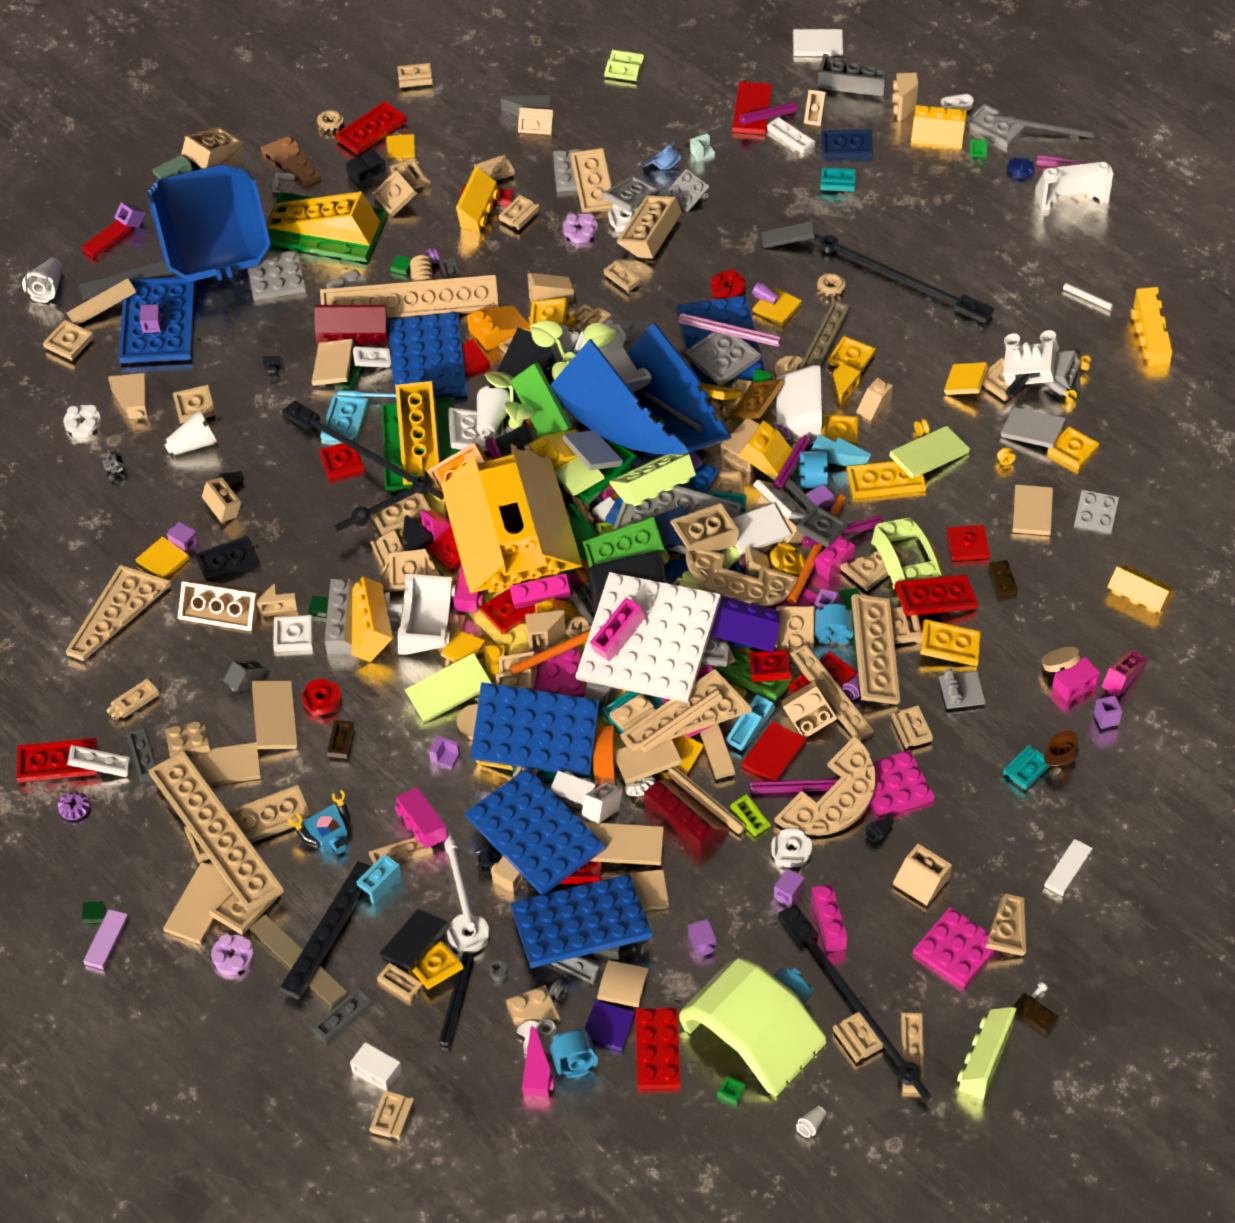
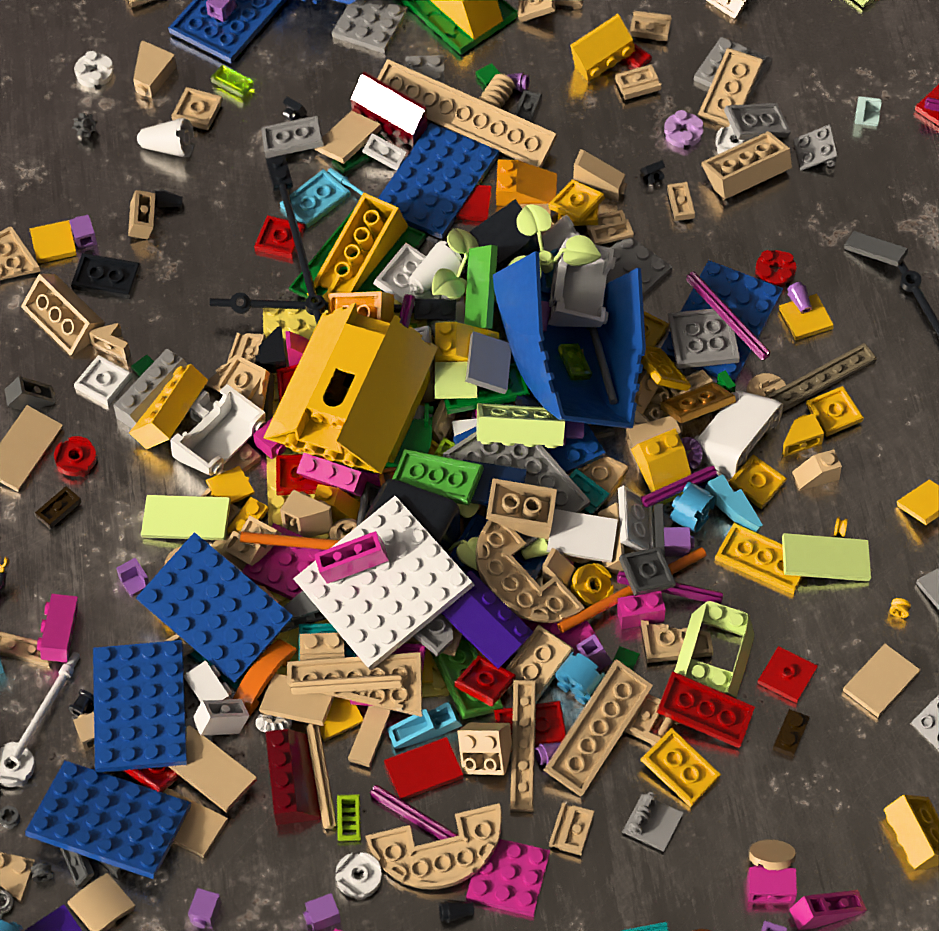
camera: 35 degrees right, 5 degrees up
(204, 370) = (232, 81): none -> clear neon green plate
(289, 384) = (292, 136): none -> light grey tile
(393, 516) = (291, 320): tan tile -> none
(584, 265) = (653, 169): none -> black tile
(666, 158) = (822, 103): medium blue piece -> none
(831, 278) = (883, 320): tan gear -> none

